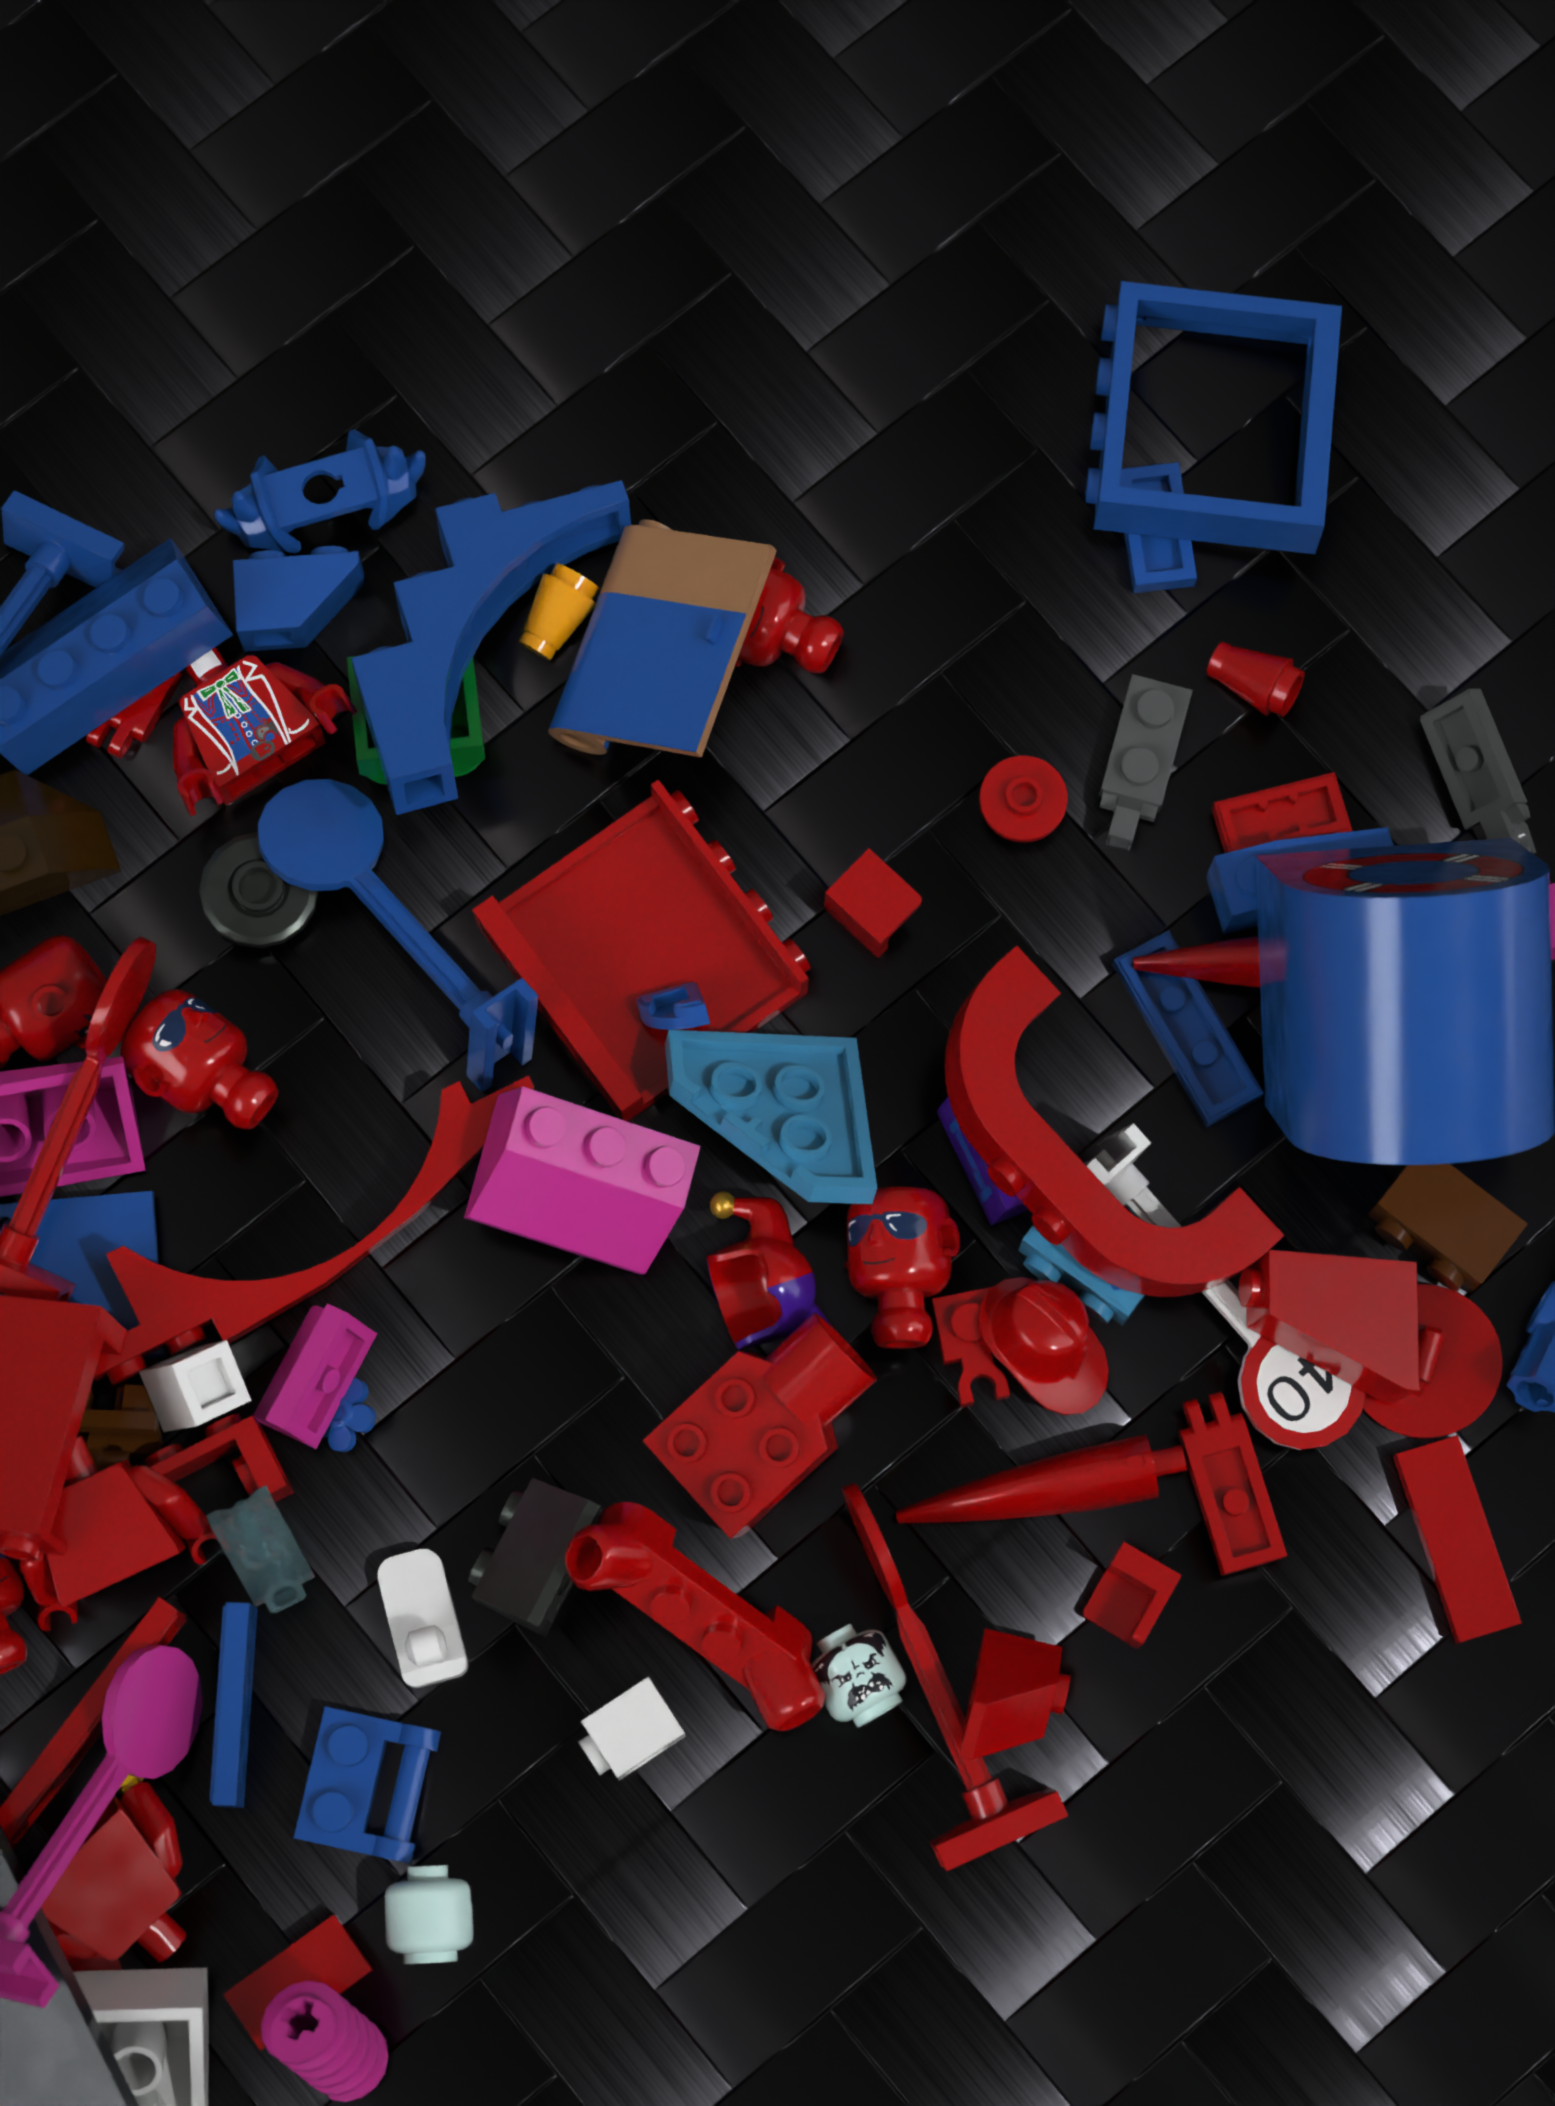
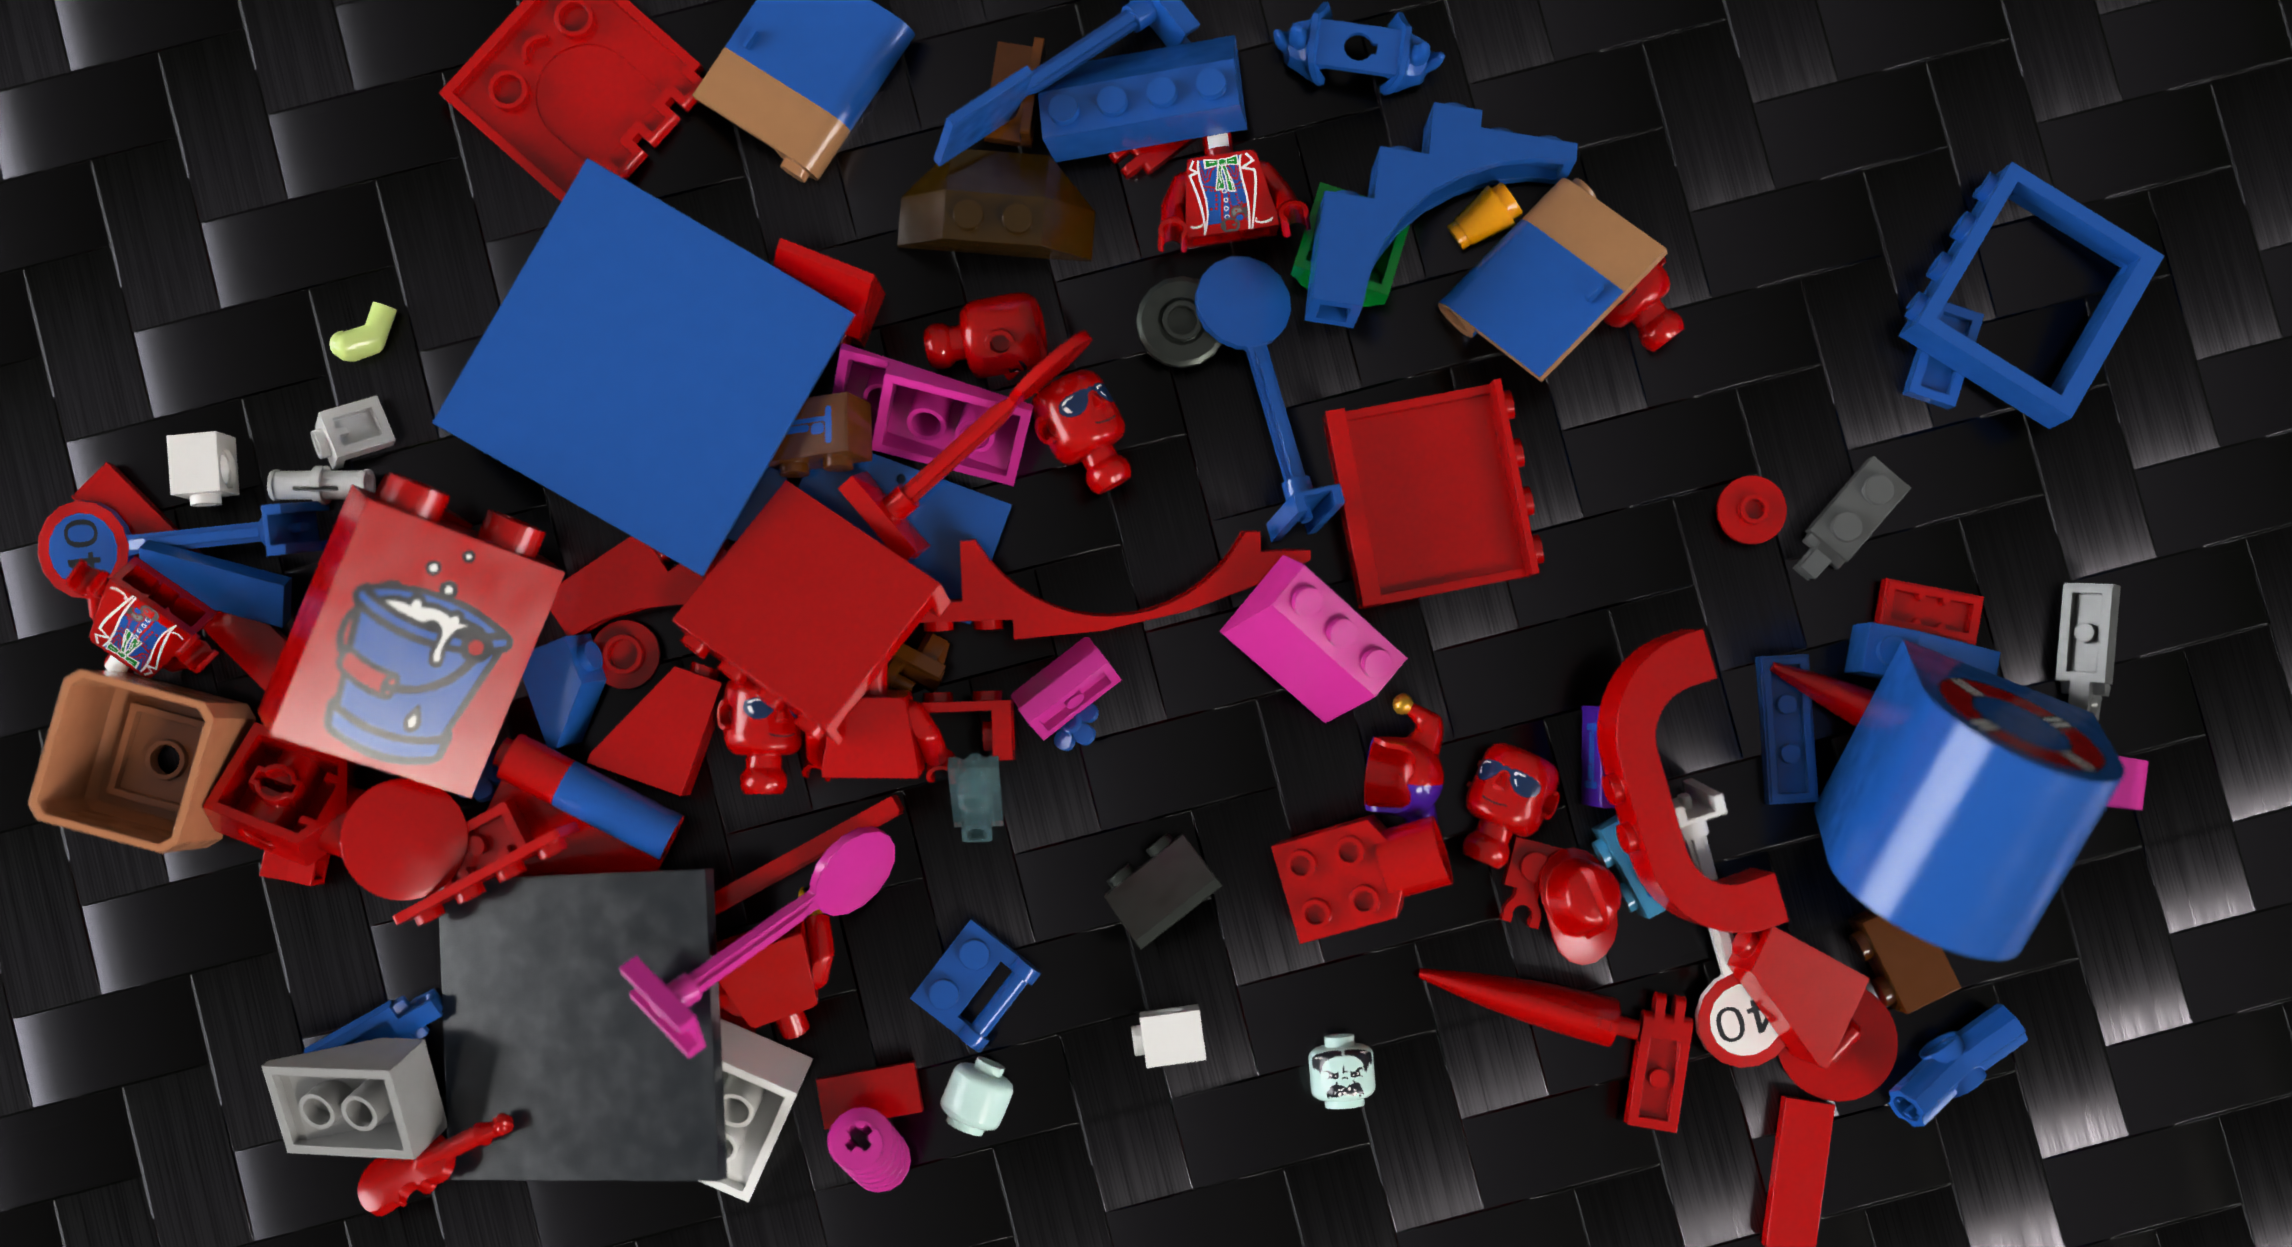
camera: 25 degrees right, 10 degrees up
(195, 1386) = (980, 660): white brick -> none
(233, 1705) = (908, 890): blue tile -> none
(292, 598) = (1300, 118): blue slope -> none
(422, 1618) = (1063, 889): white piece -> none
(673, 1008) = (1434, 547): blue tile -> none
(764, 1653) = (1287, 1030): red plate -> none
(783, 1103) = (1479, 654): dark azure plate -> none
(871, 901) = (1609, 537): red panel -> none
(993, 1817) = (1388, 1215): red piece -> none
(1012, 1693) = (1441, 1138): red slope -> none
(1130, 1595) = (1555, 1107): red panel -> none
(1259, 678) = (1962, 500): red cone -> none

